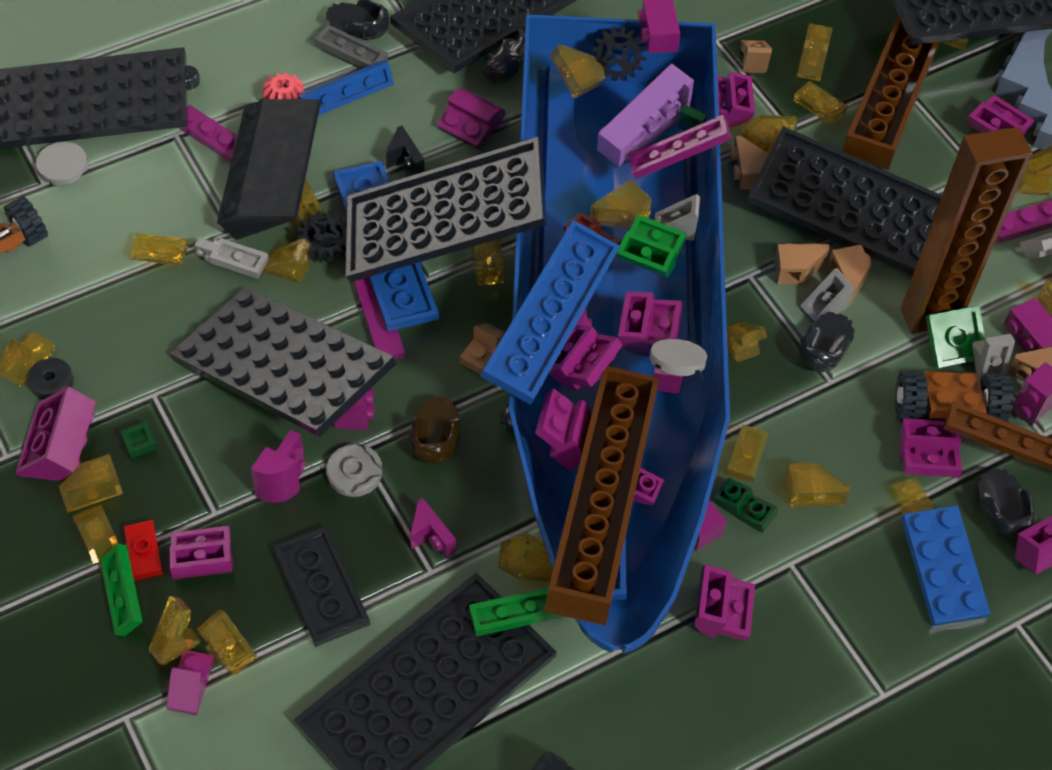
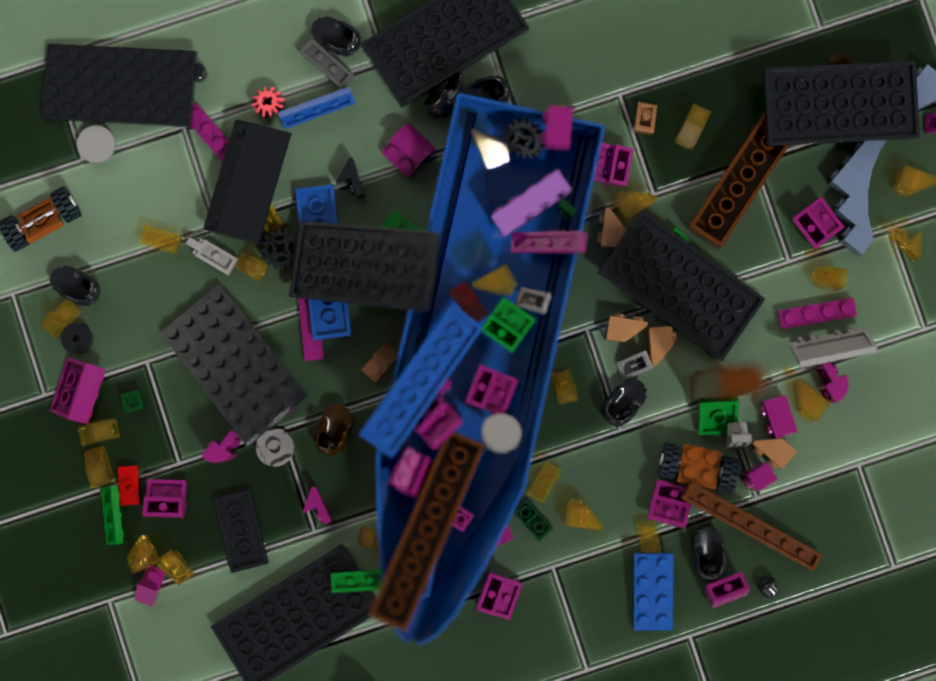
camera: 15 degrees right, 30 degrees up
(46, 312) = (75, 285): none -> black hair
(820, 102) = (684, 174): clear yellow plate -> none

